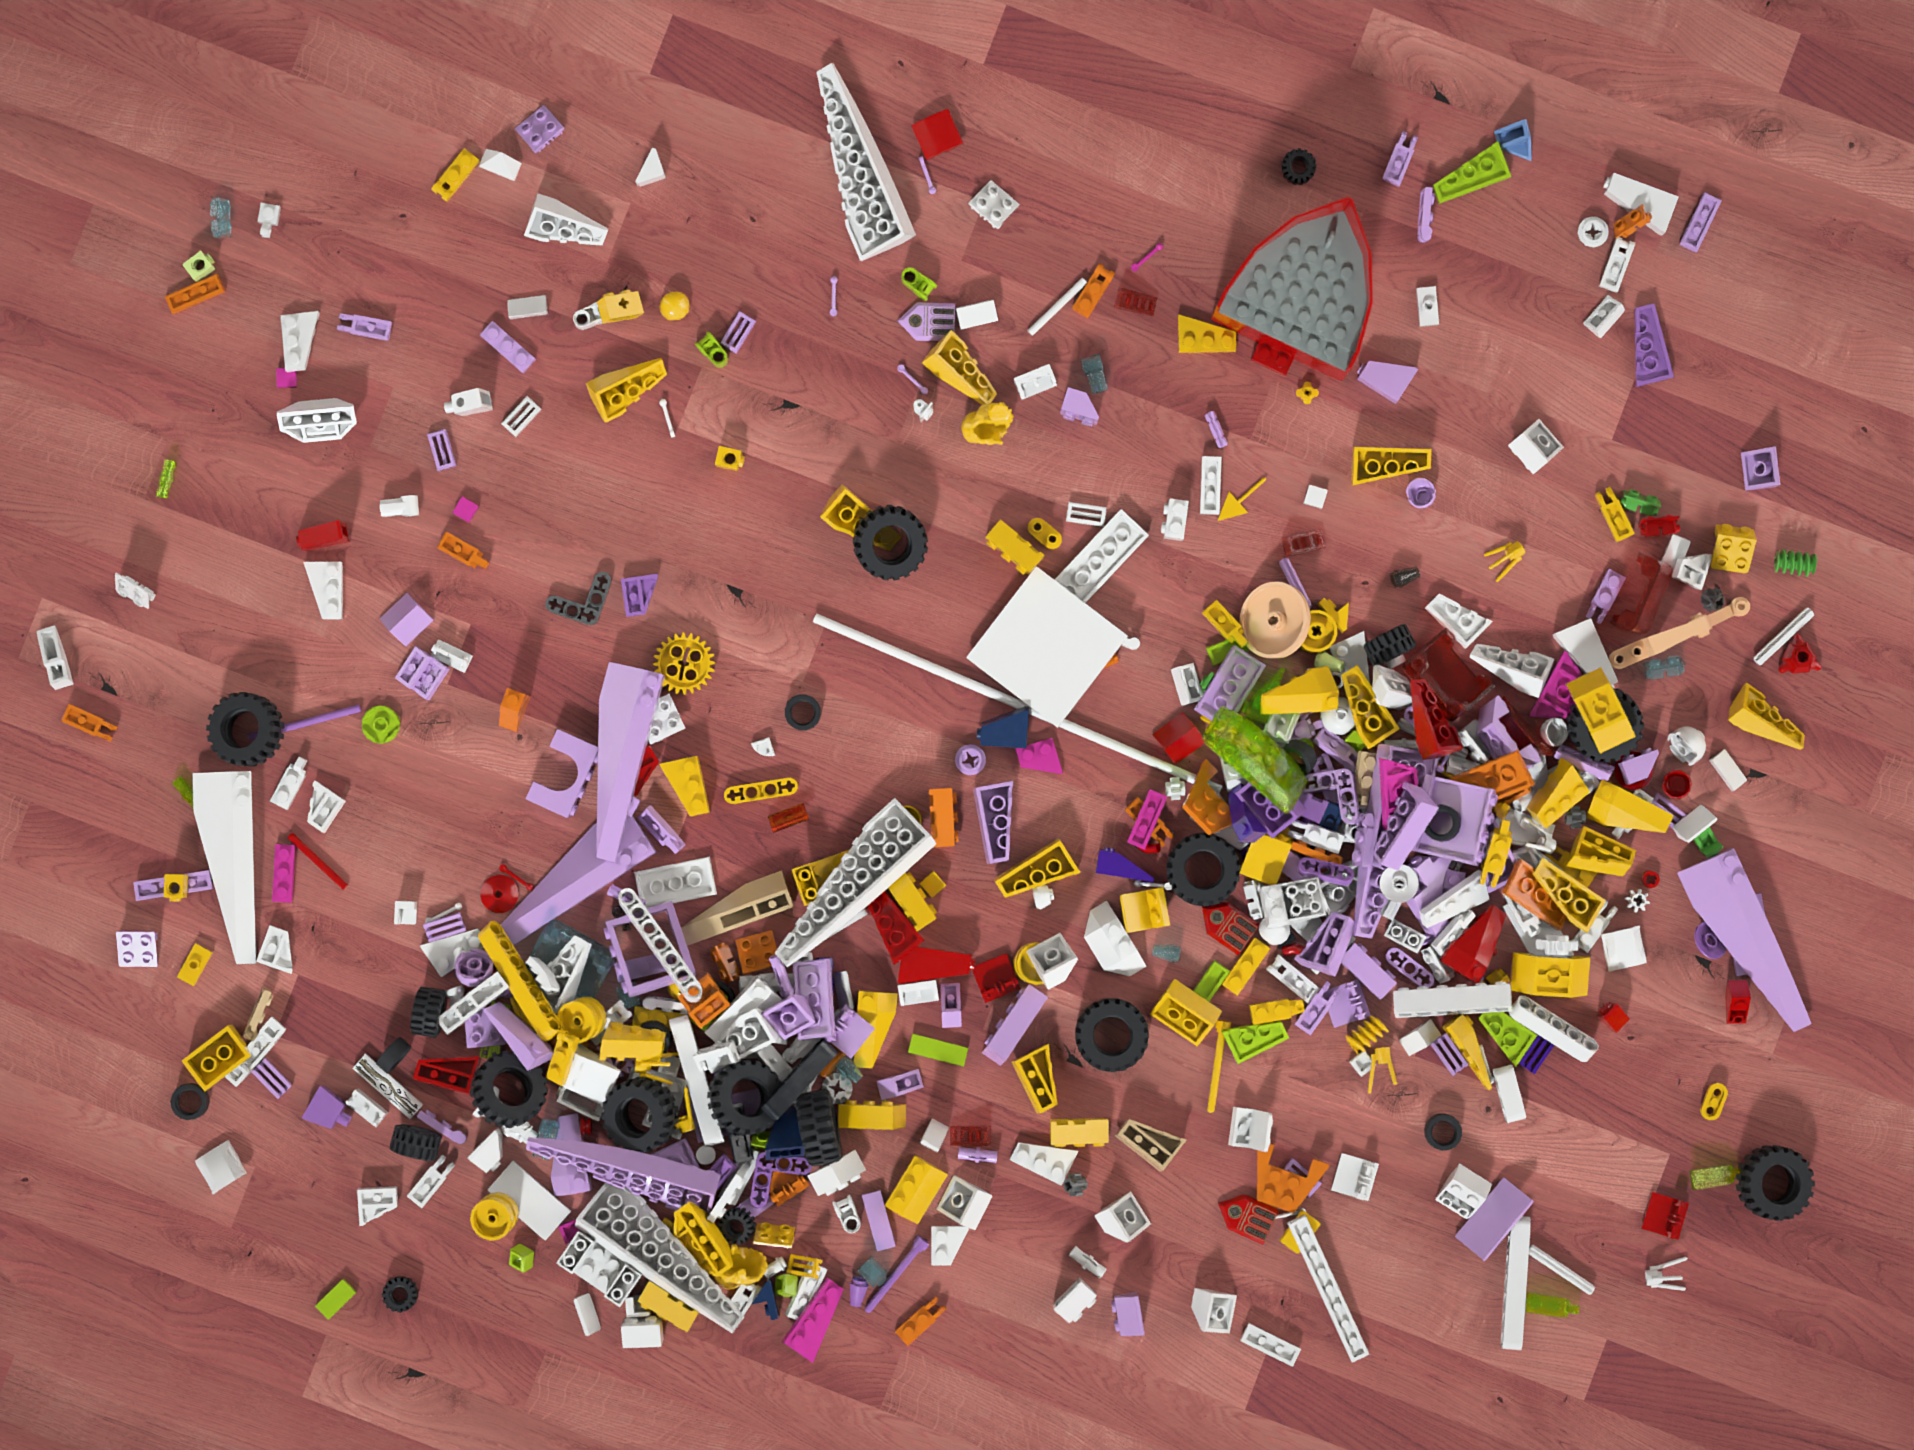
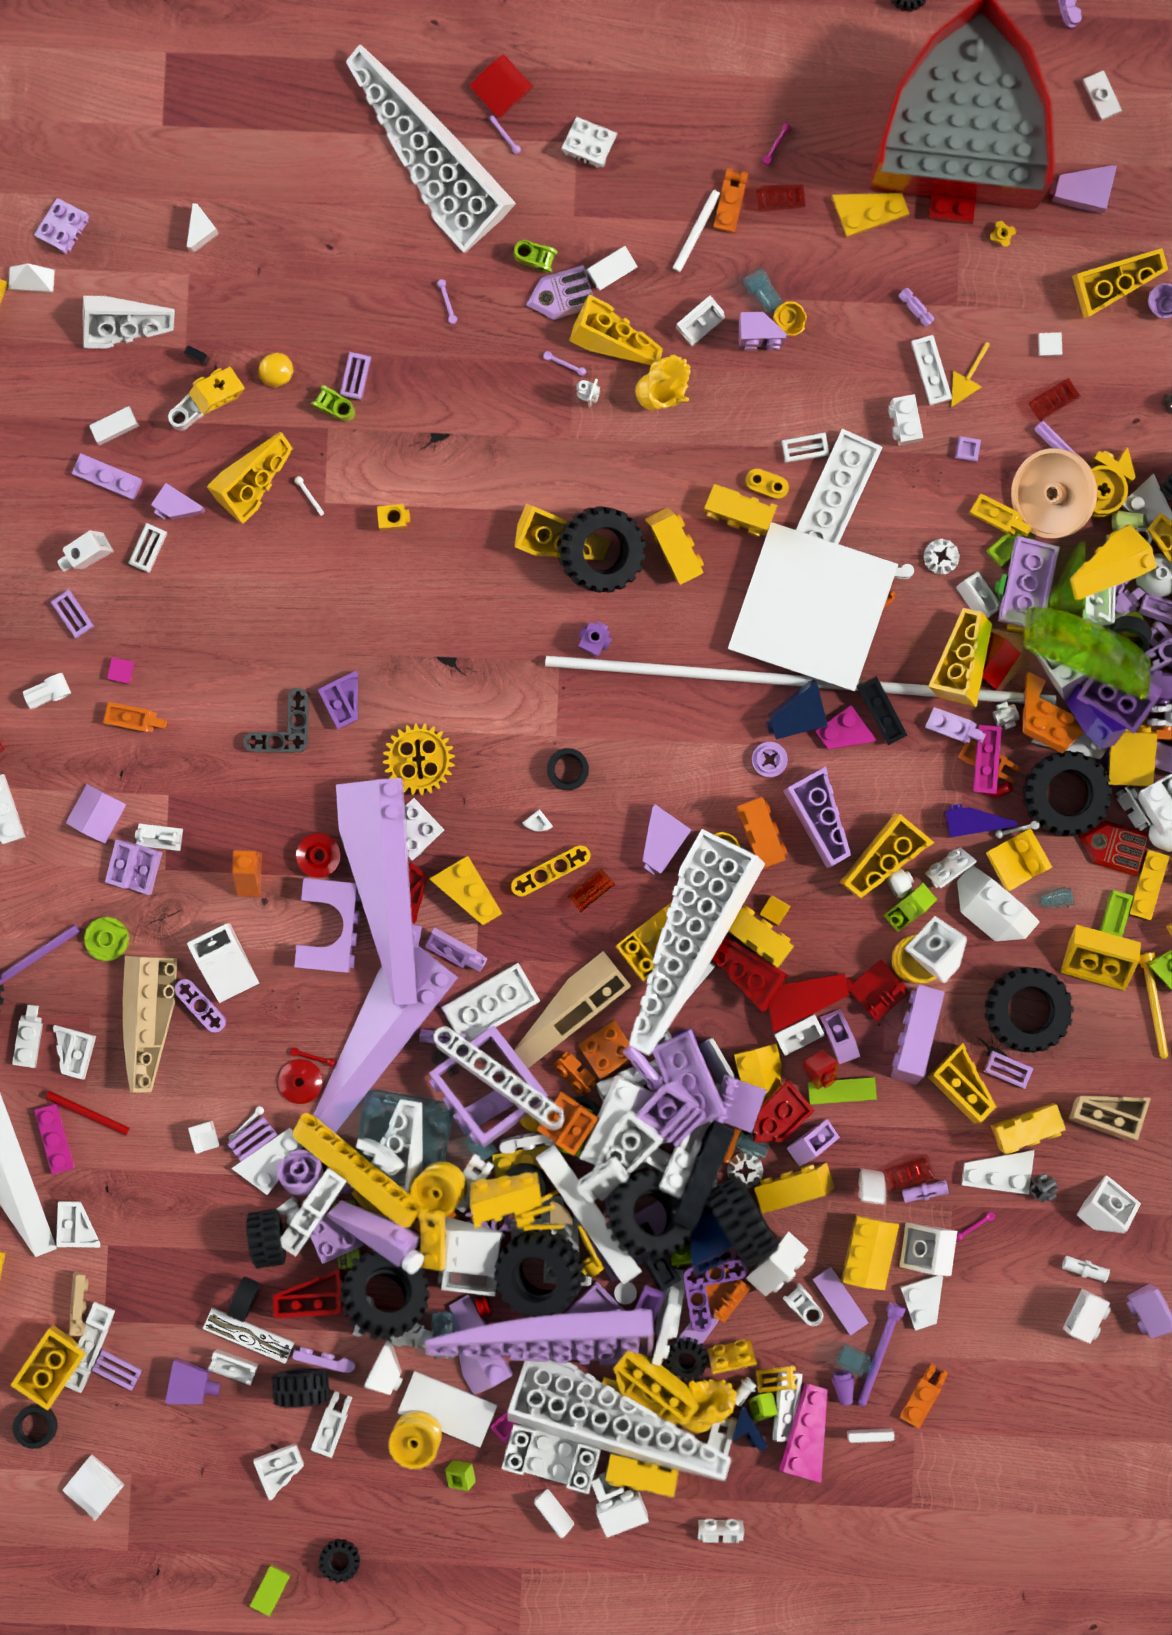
camera: 20 degrees left, 0 degrees up
(392, 798) = (146, 1015): none -> tan wedge
(440, 819) = (193, 989): none -> lavender beam
(469, 776) = (223, 962): none -> white slope
(540, 1070) = (412, 1261): none -> white tile
(555, 388) = (175, 504): none -> lavender slope
(568, 707) = (306, 855): none -> red dish
(614, 272) = (196, 355): none -> black tile
(673, 1073) = (560, 1215): none -> tan tile
(726, 1376) = (711, 1529): none -> white hinge
(782, 1067) = (679, 1168): none -> white hinge
(799, 1034) = (685, 1126): none -> lavender tile
(859, 620) = (591, 646): none -> medium lavender brick
(860, 796) = (662, 840): none -> lavender slope
(865, 1338) = (870, 1435): none -> white tile
(881, 1052) = (781, 1114): none -> red tile
(925, 1026) = (821, 1069): none -> red slope
(952, 559) = (675, 545): none -> yellow wedge
(1024, 1193) = (989, 1217): none -> dark pink hinge
(1044, 919) = (910, 907): none -> lime slope
(1067, 1067) = (990, 1062): none -> lavender tile
(1075, 750) = (882, 710): none -> black plate
(1087, 897) = (950, 867): none -> white hinge
(1108, 404) = (790, 318): none -> yellow hair
(1129, 783) = (953, 726): none -> lavender hinge
(1154, 732) = (963, 660): none -> yellow wedge
(1167, 650) = (931, 558): none -> white gear
(1218, 560) = (967, 449): none -> lavender tile

